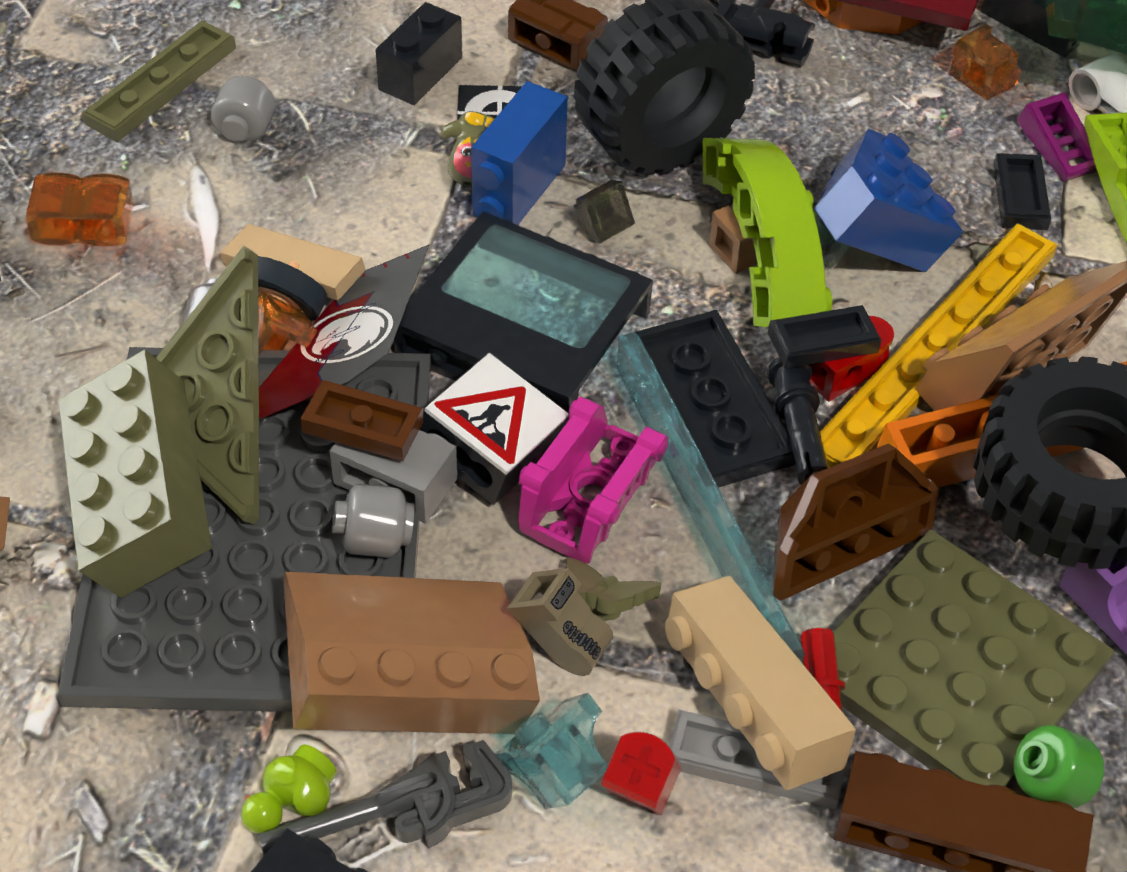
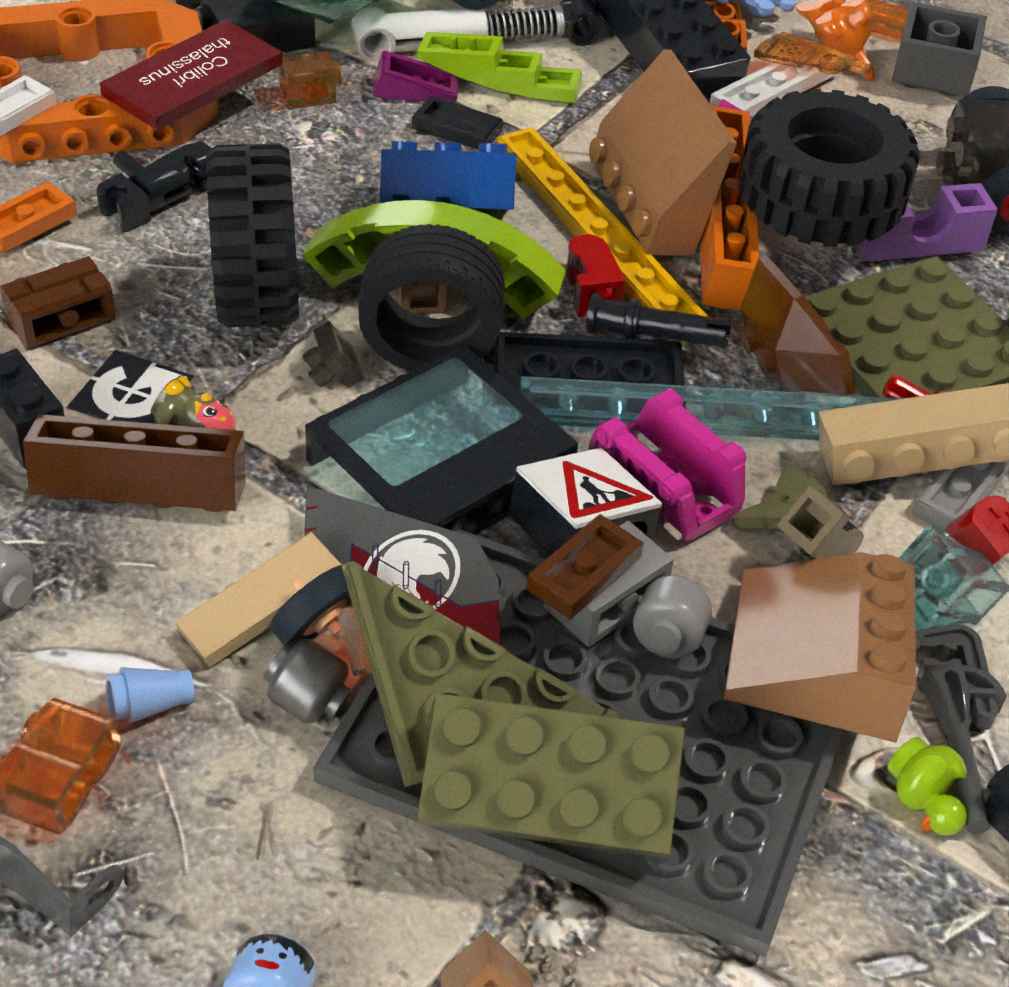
camera: 70 degrees left, 5 degrees down
(169, 231) = (146, 692): none -> light blue cone
(389, 135) = (135, 462): none -> reddish brown brick
(519, 153) = (248, 374): blue brick -> none
(677, 228) = (435, 256): none -> black tyre
(824, 336) = (589, 269): black tile -> none

